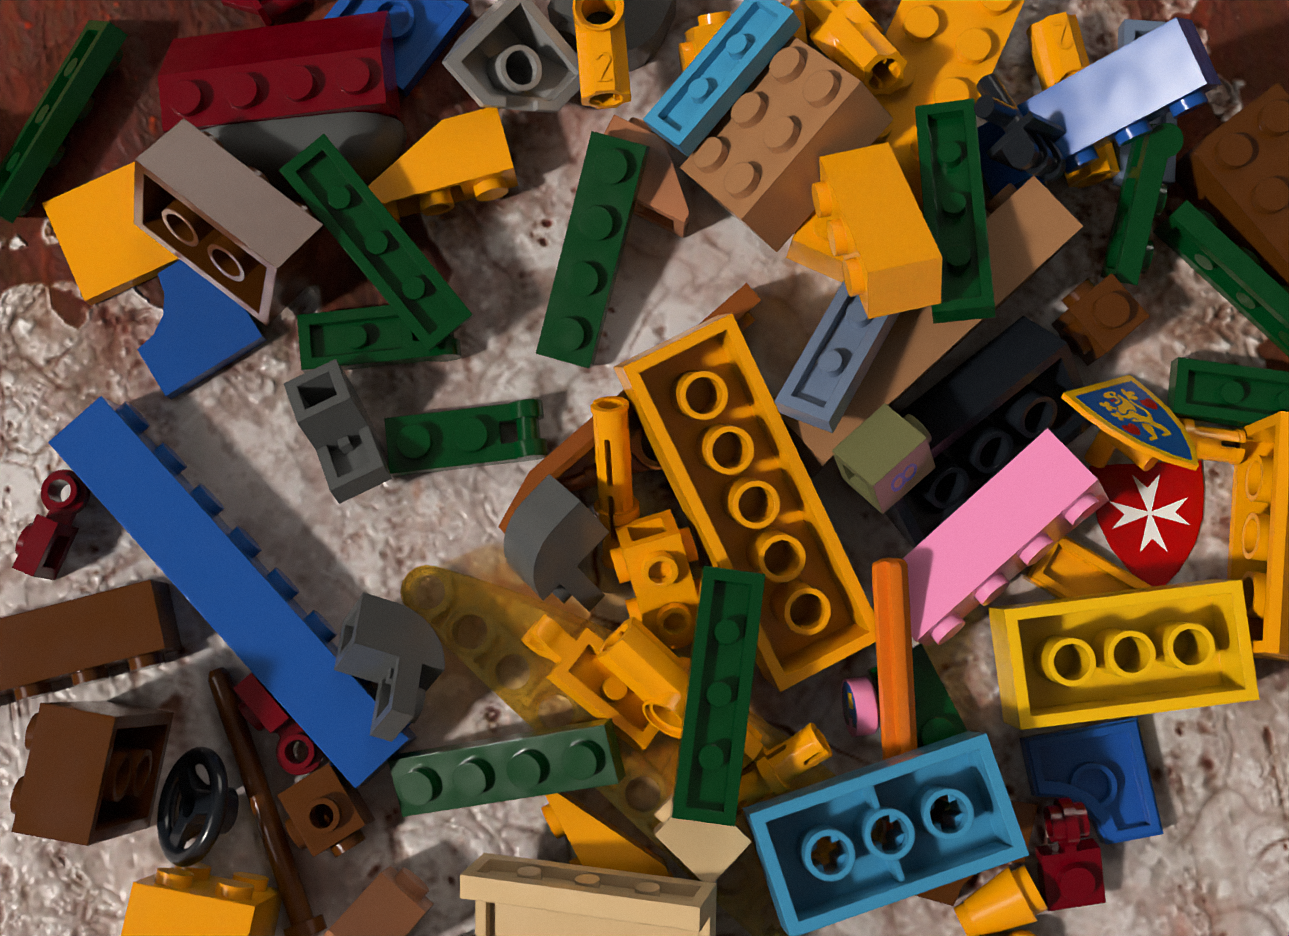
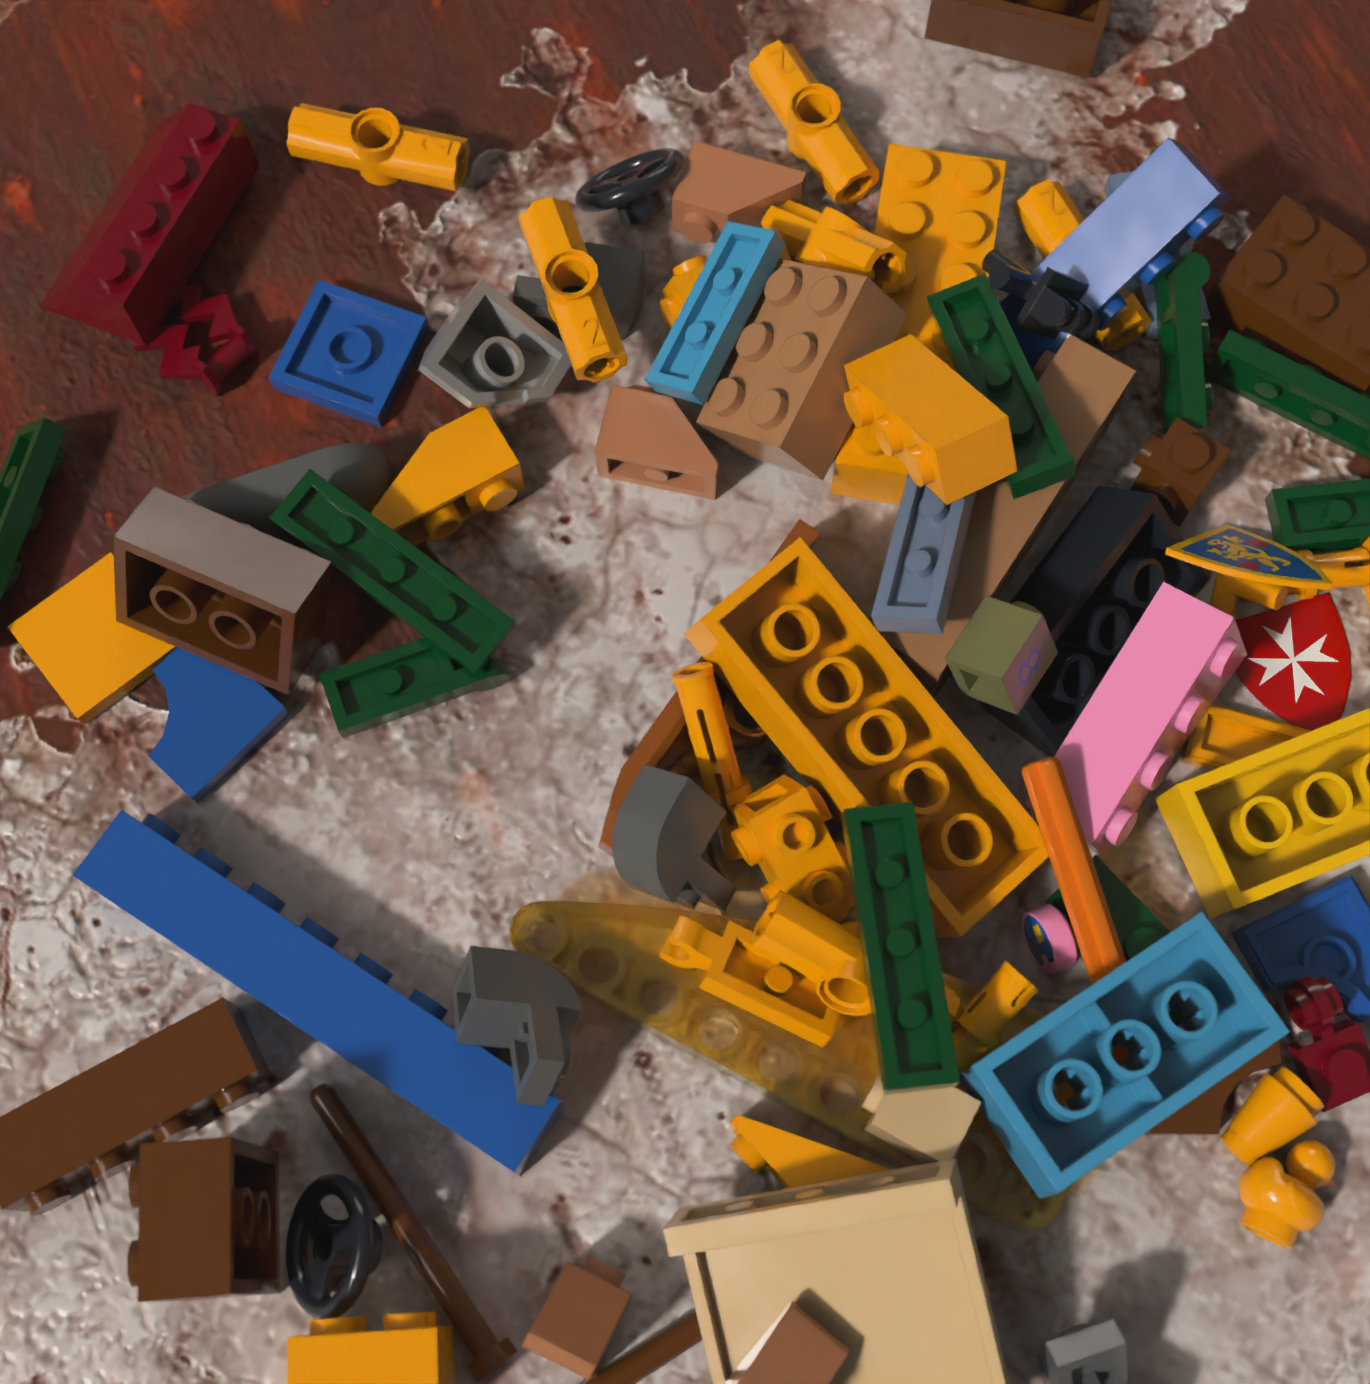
camera: 15 degrees left, 10 degrees down
(49, 538) = (91, 992): dark red plate -> none
(266, 712) = (386, 1113): dark red plate -> none
(281, 72) = (243, 426): dark red slope -> none
(325, 812) = (484, 1214): reddish brown brick -> none
(338, 430) = (396, 782): dark grey brick -> none
(464, 438) = (535, 763): dark green plate -> none
(507, 767) = (680, 1104): dark green plate -> none
(592, 249) = (625, 527): dark green plate -> none

